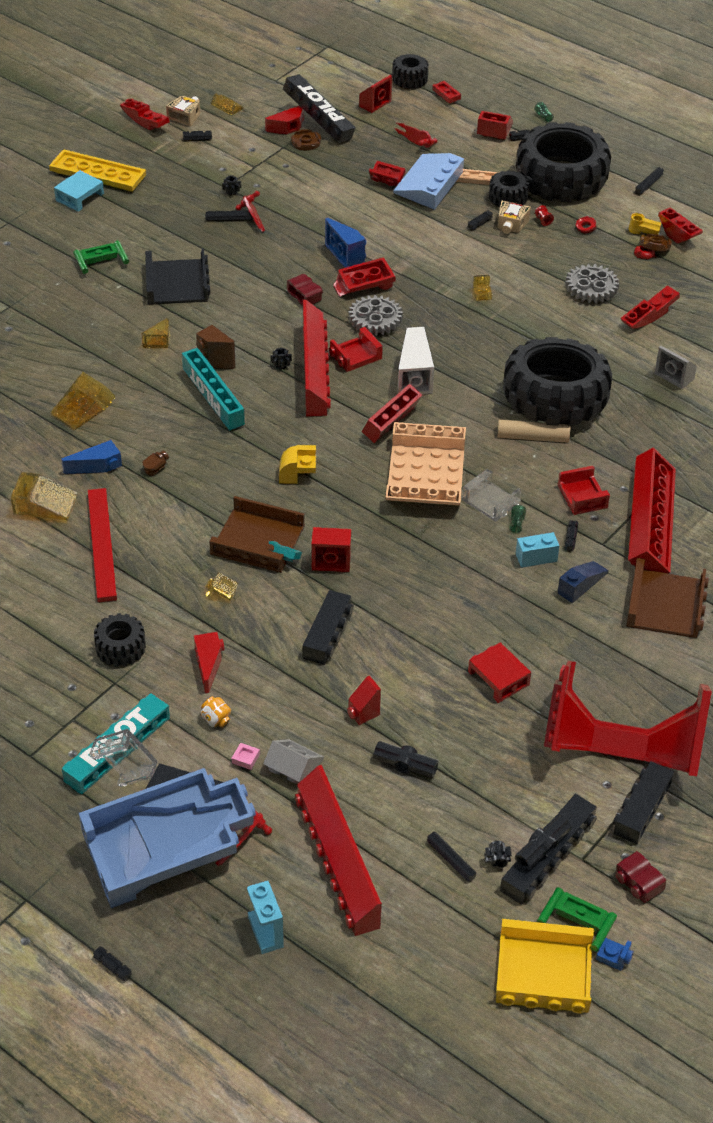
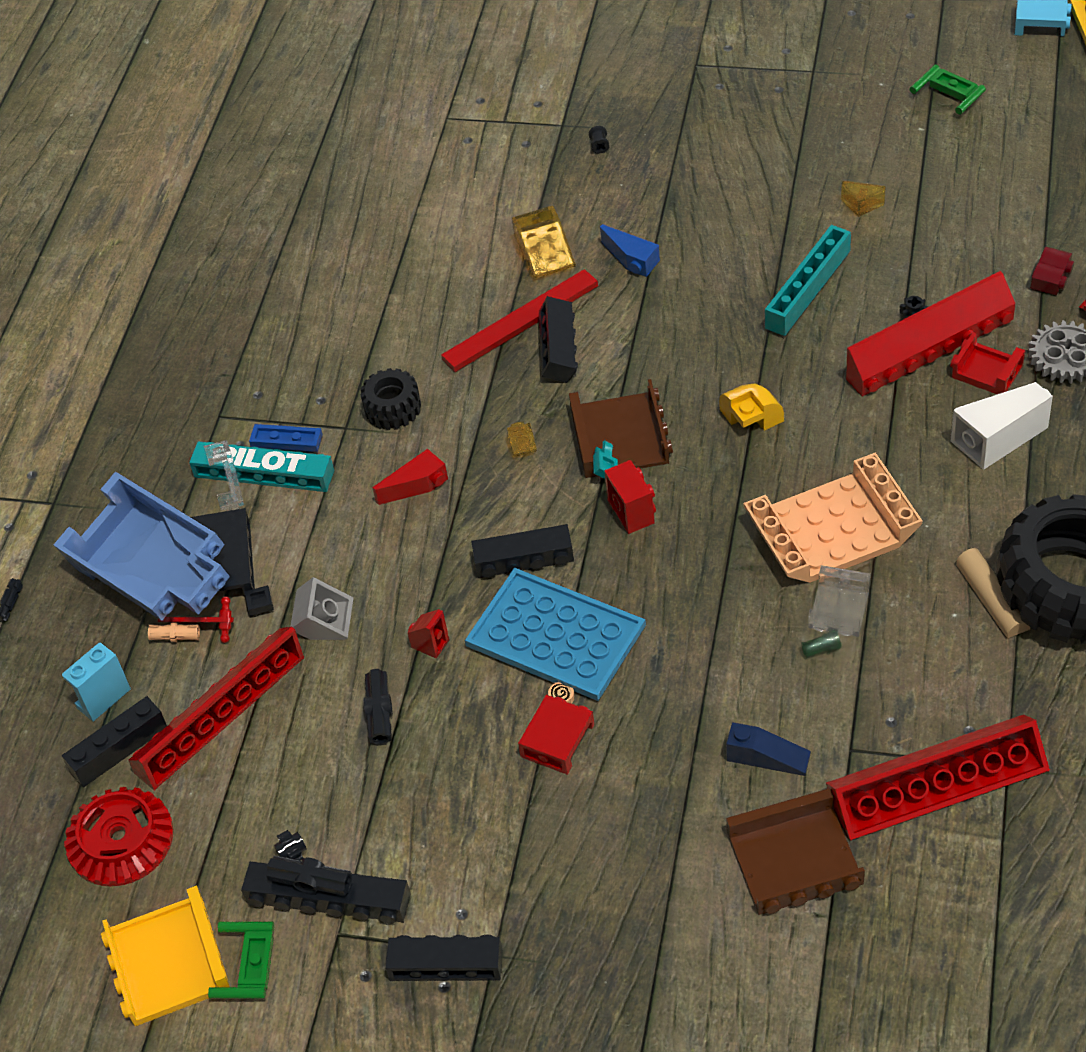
camera: 70 degrees right, 5 degrees up
(83, 401) = (709, 197): clear yellow slope -> none
(97, 718) = (286, 437): none -> blue plate
(147, 528) = (557, 339): none -> black brick
(155, 462) = (664, 296): reddish brown arm -> none
(177, 280) = (969, 161): black panel -> none
(215, 712) = (345, 519): light orange head -> none
(216, 348) = (869, 246): reddish brown slope -> none
(239, 859) = (174, 632): none -> light nougat pin
(245, 756) = (303, 571): bright pink plate -> none
(254, 792) = (259, 600): none -> black plate
(324, 931) = (114, 741): none -> black brick
(392, 412) = (899, 445): red brick -> none
(411, 640) = (556, 633): none -> dark azure plate
(413, 986) = (139, 848): none -> red gear
(451, 856) = (272, 808): black axle -> none
(462, 658) = (562, 691): none -> tile
(537, 549) = (777, 684): medium azure brick -> none
(571, 535) = (836, 709): black axle -> none
(582, 490) = (922, 688): red panel -> none
(615, 954) = (217, 1018): blue bracket -> none
(640, 877) = (332, 999): dark red brick -> none
(670, 743) = (511, 826): red panel -> none

